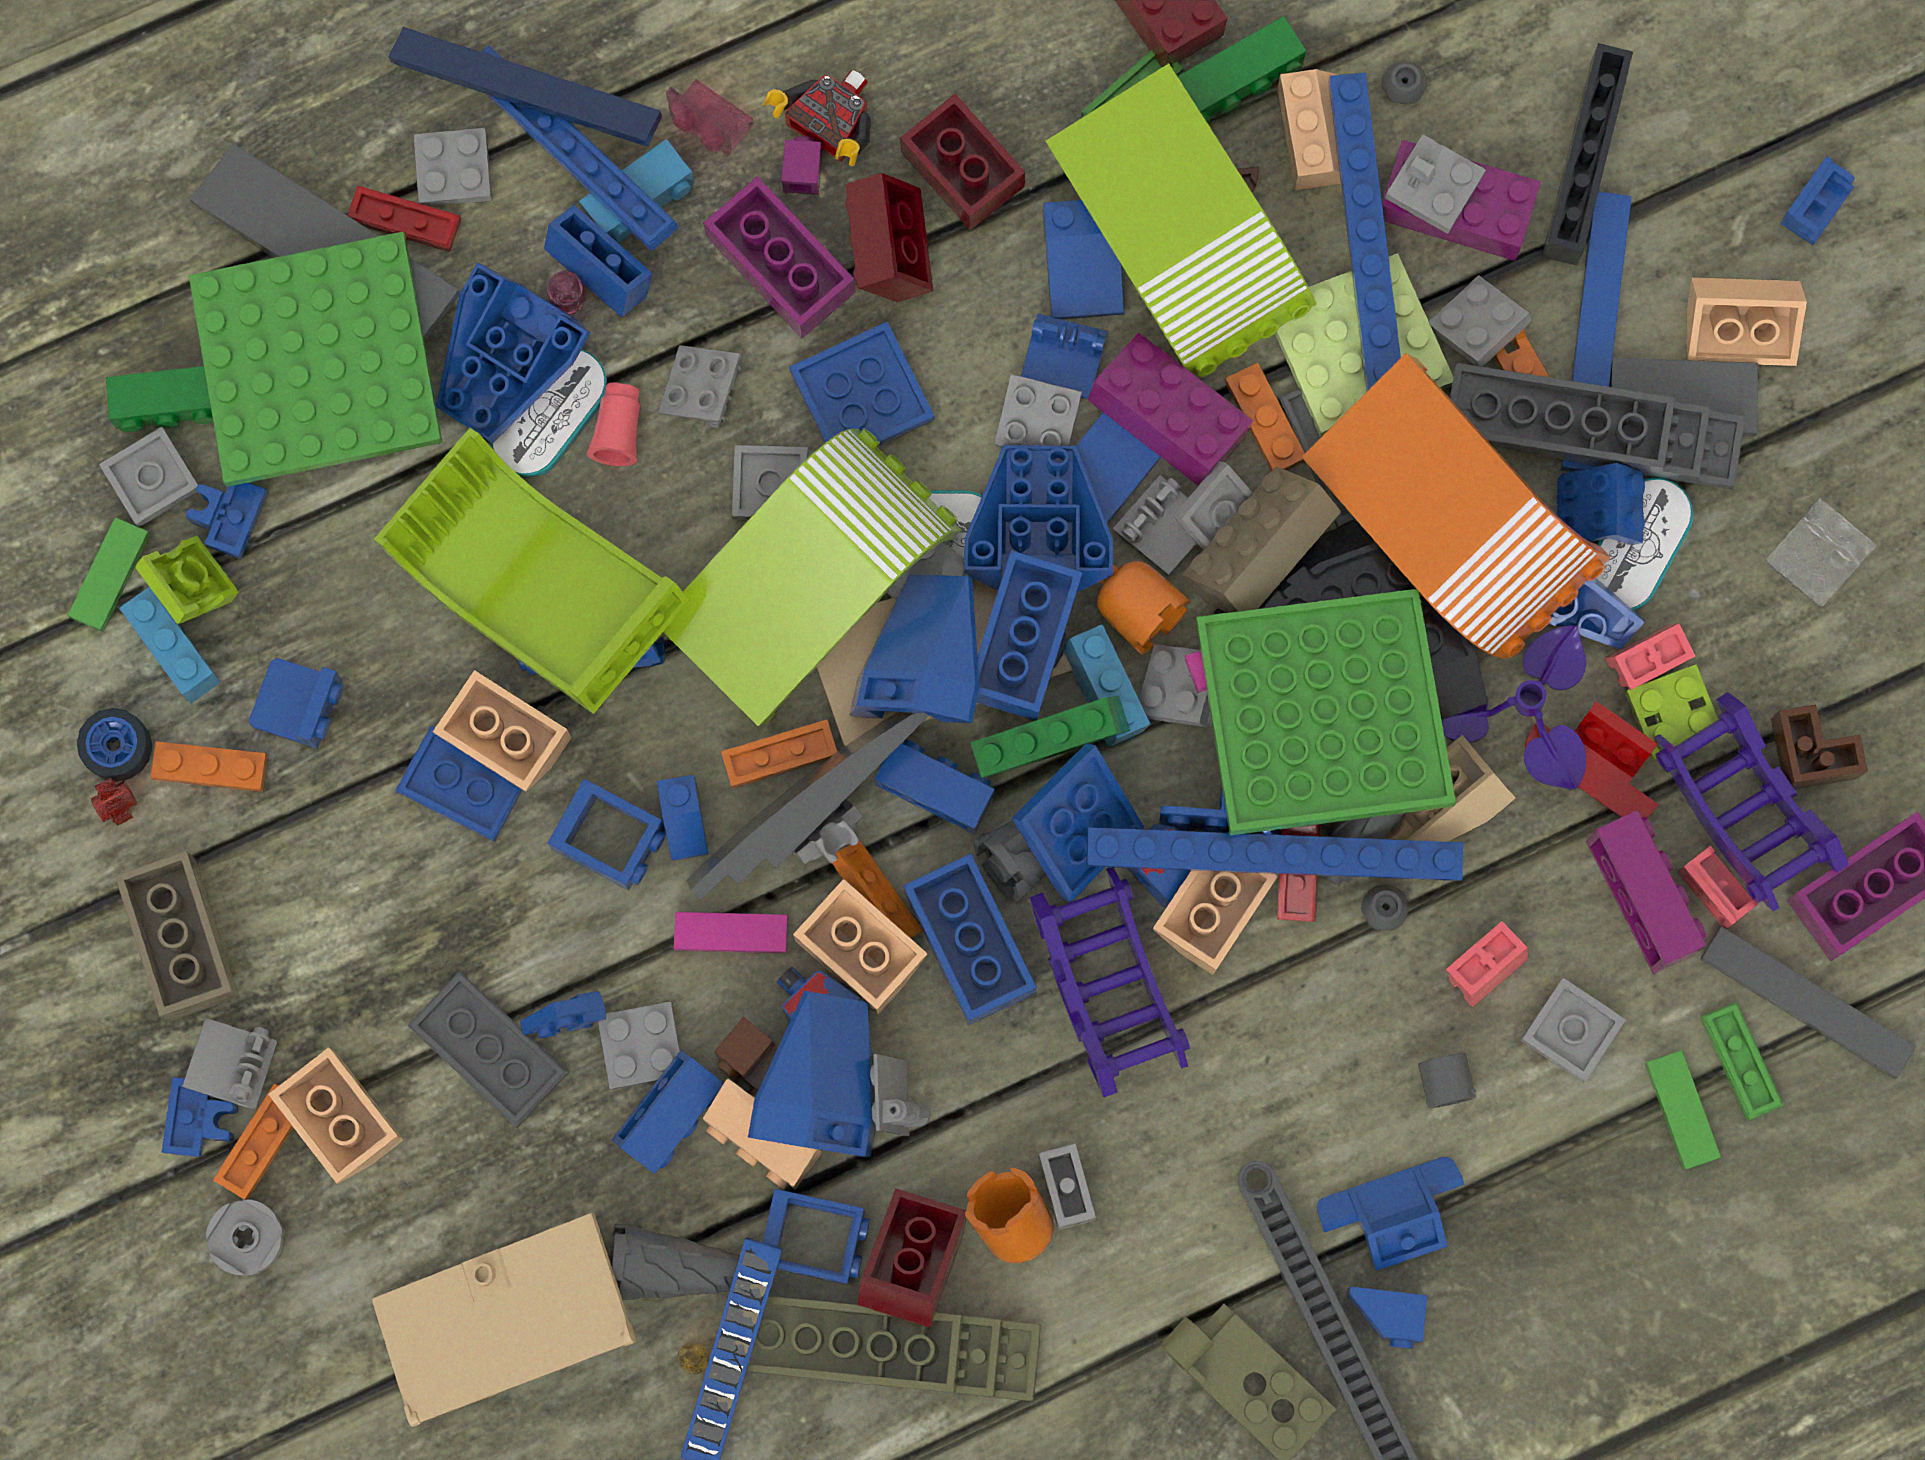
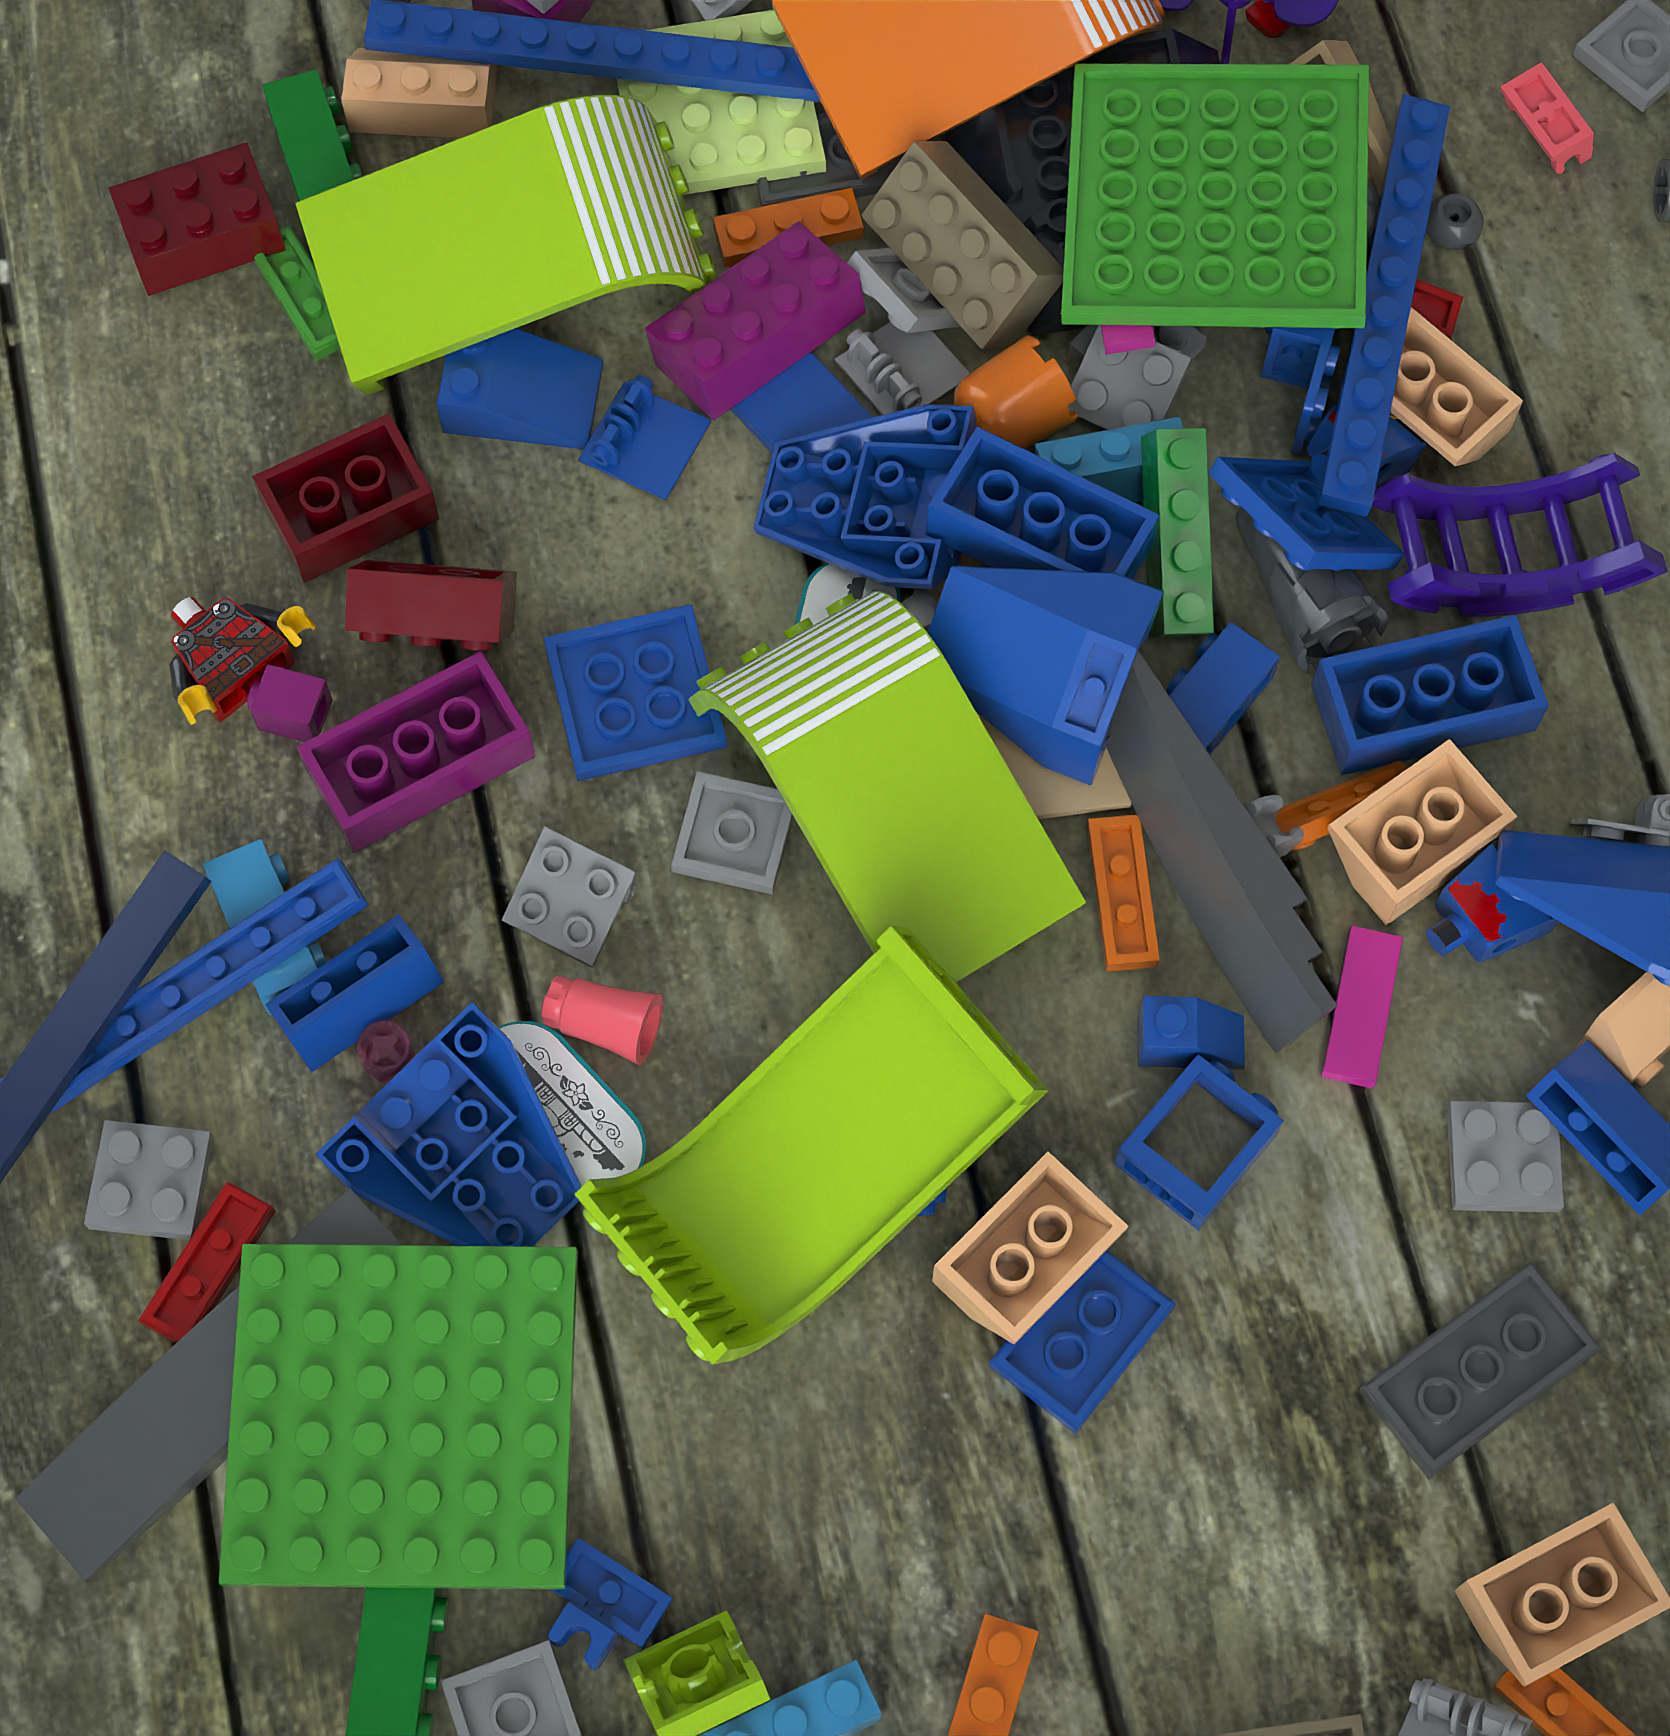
camera: 80 degrees left, 10 degrees down
(296, 702) = (917, 1549): blue bracket -> none
(572, 1014) = (1458, 1233): blue plate -> none
(708, 116) = (184, 811): clear pink bracket -> none
(746, 1055) = (1557, 997): reddish brown brick -> none
(1037, 413) = (718, 482): light grey hinge -> none

